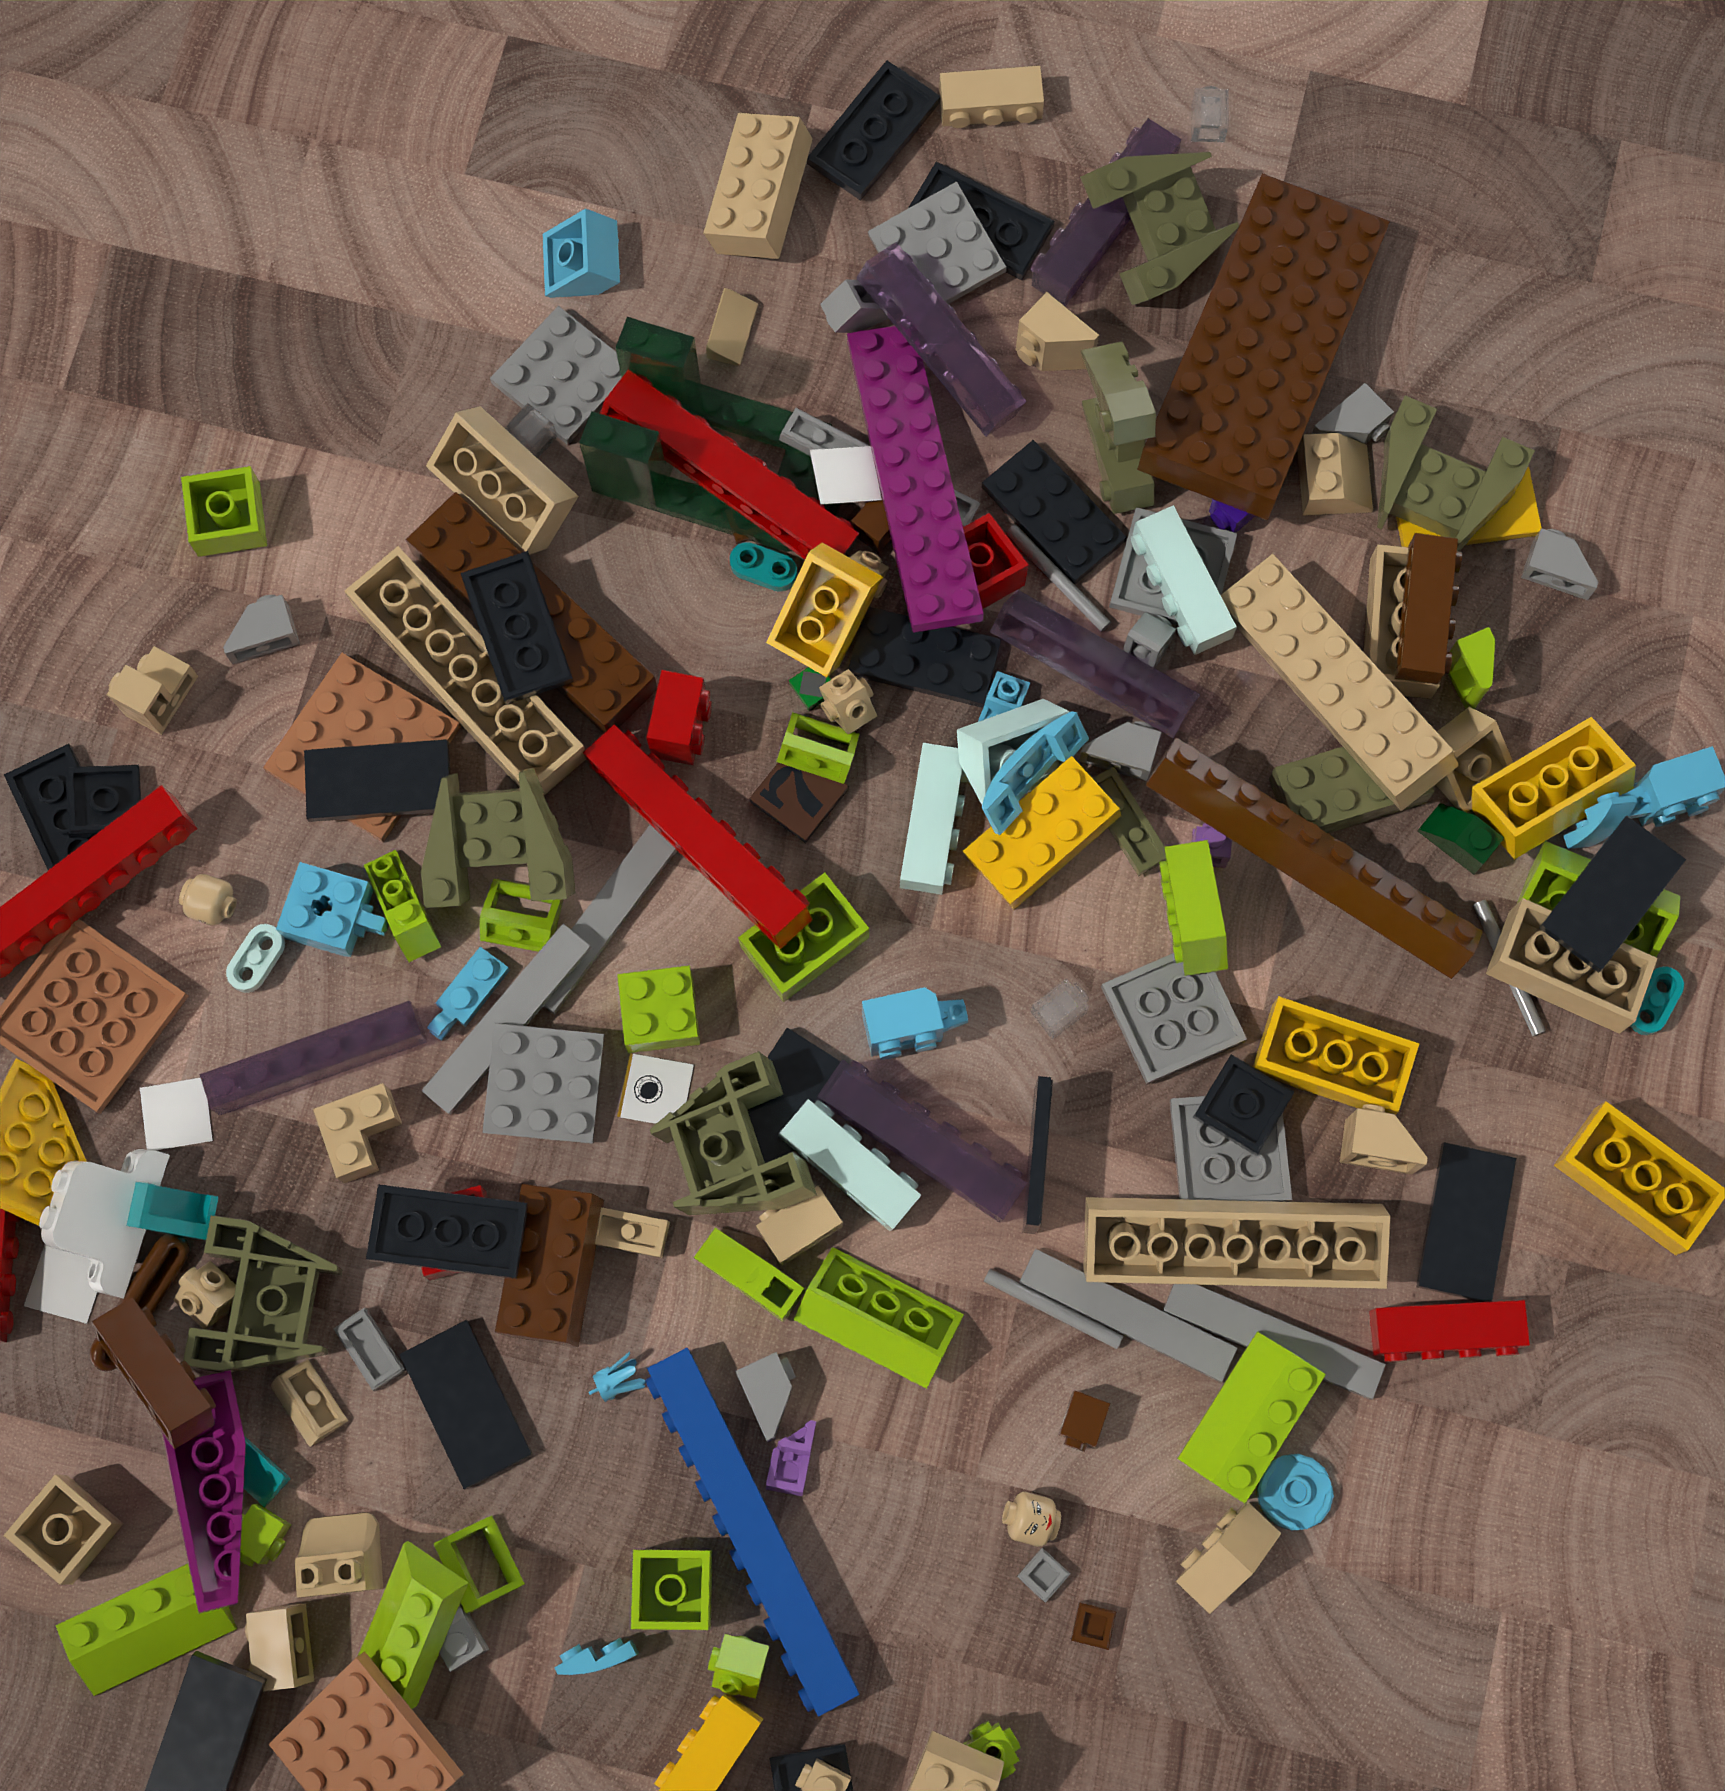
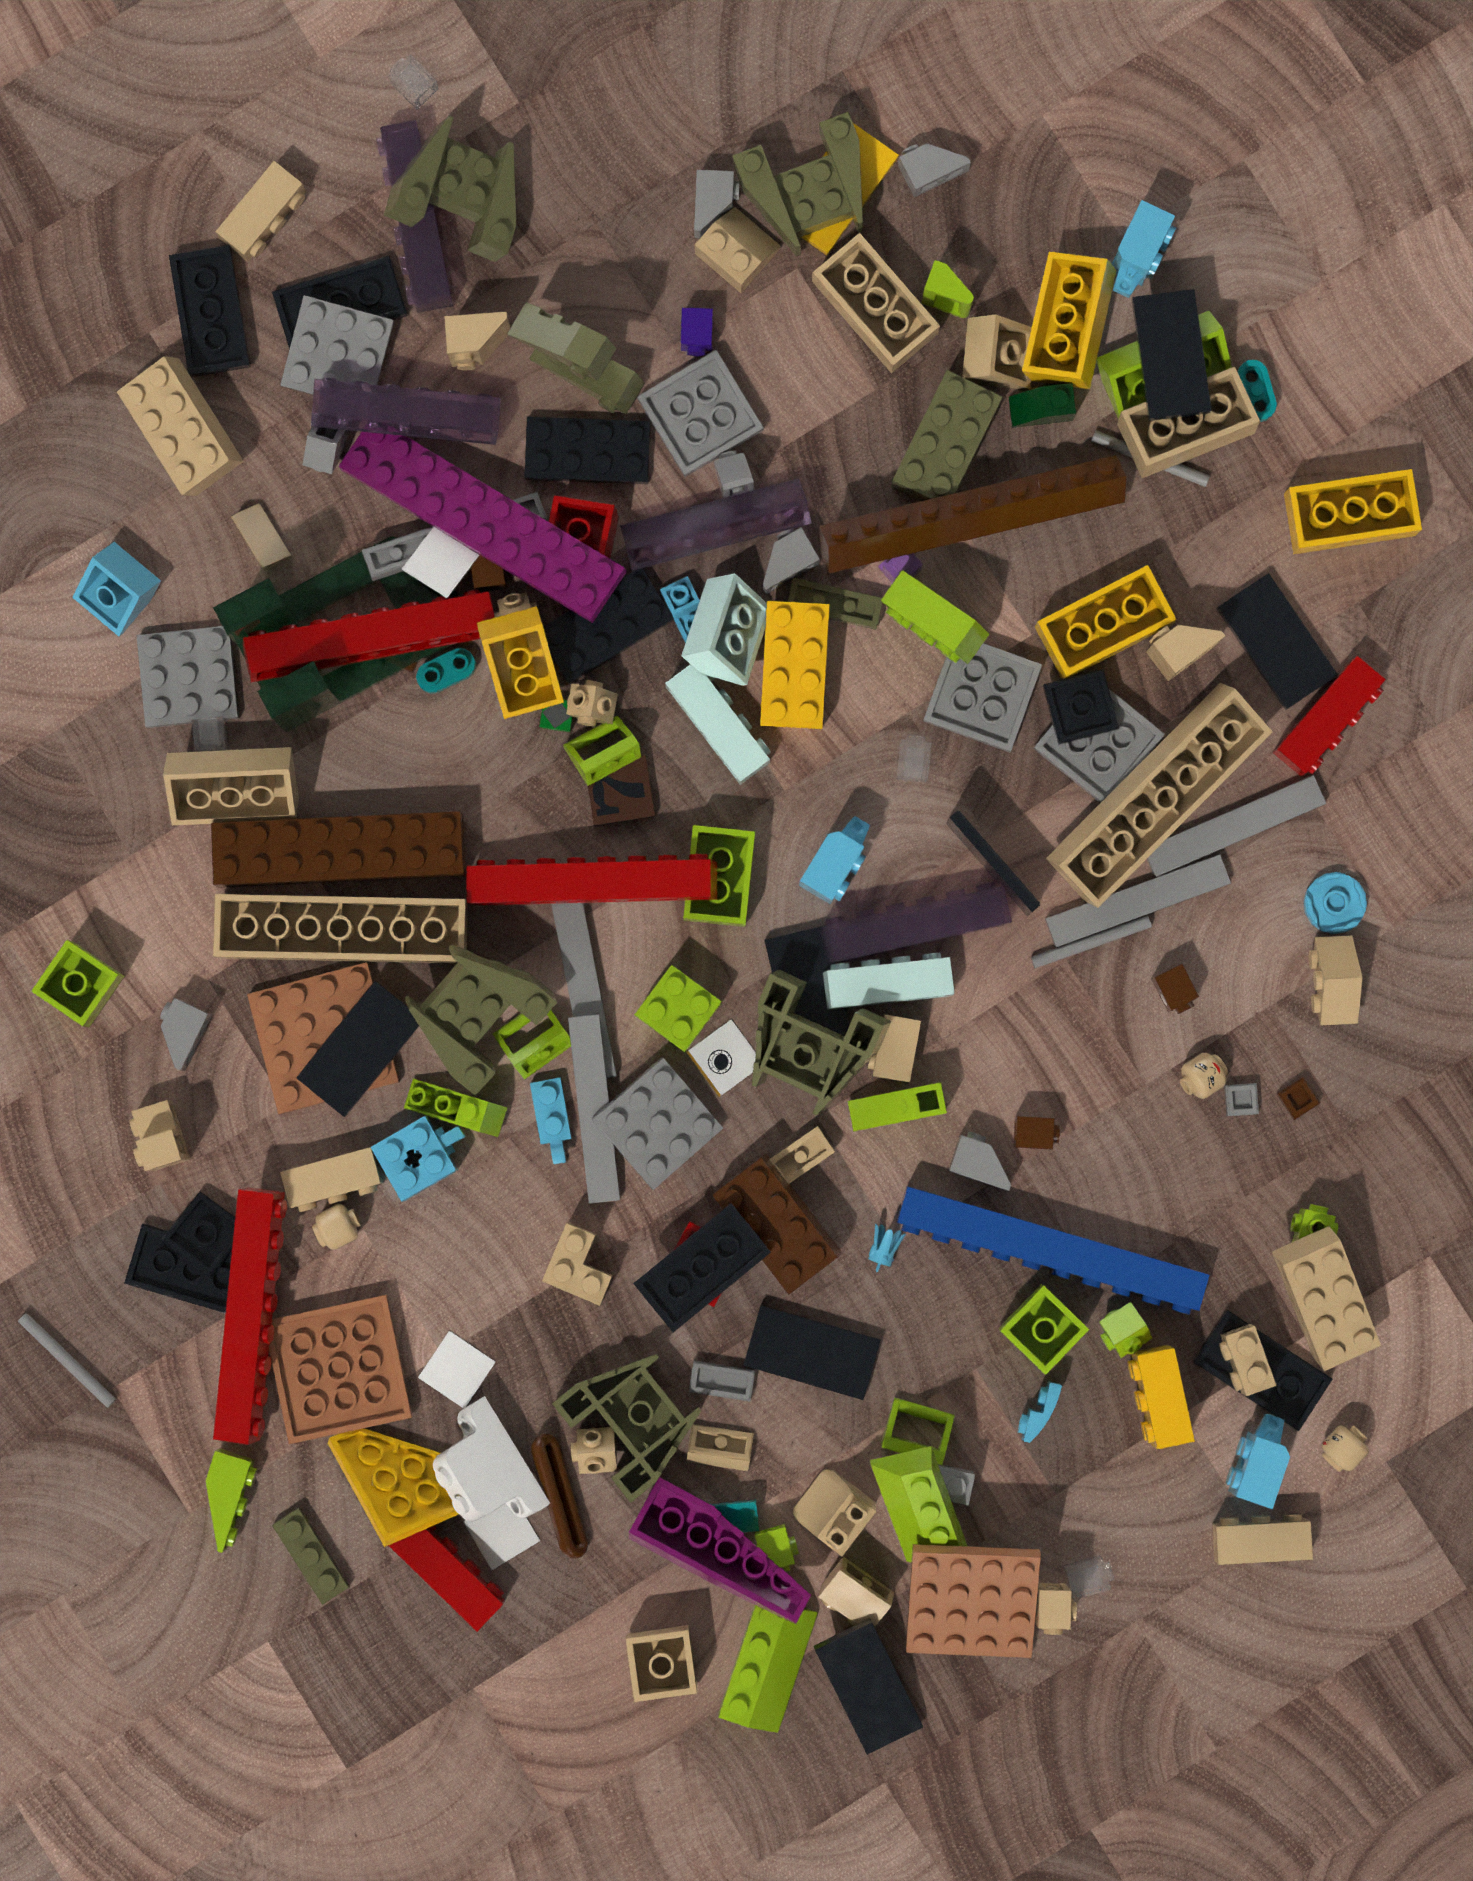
camera: 45 degrees left, 10 degrees up
(154, 1372) = (621, 1523): reddish brown brick -> none
(171, 1210) = (524, 1425): teal panel -> none
(244, 858) = (332, 1179): none -> tan brick
(254, 958) = (404, 1230): light aqua plate -> none
(313, 1058) = (505, 1251): clear purple brick -> none
(517, 627) = (345, 869): black tile -> none
(678, 717) = (501, 822): red brick -> none
(791, 1461) = (1032, 1187): medium lavender slope -> none
(840, 1417) = (1035, 1132): none -> reddish brown brick
(878, 1317) = (997, 1052): lime slope -> none
(1027, 765) = (745, 633): medium azure slope -> none
(1058, 578) = (633, 490): light grey bar -> none
(1183, 580) = (716, 416): light aqua brick -> none
(1251, 1417) = (1269, 886): lime slope -> none
(1263, 346) = (610, 208): reddish brown brick -> none
(1339, 683) = (877, 388): tan brick -> none
(1427, 609) = (886, 285): reddish brown brick -> none
(1601, 820) = (1118, 312): medium azure slope -> none

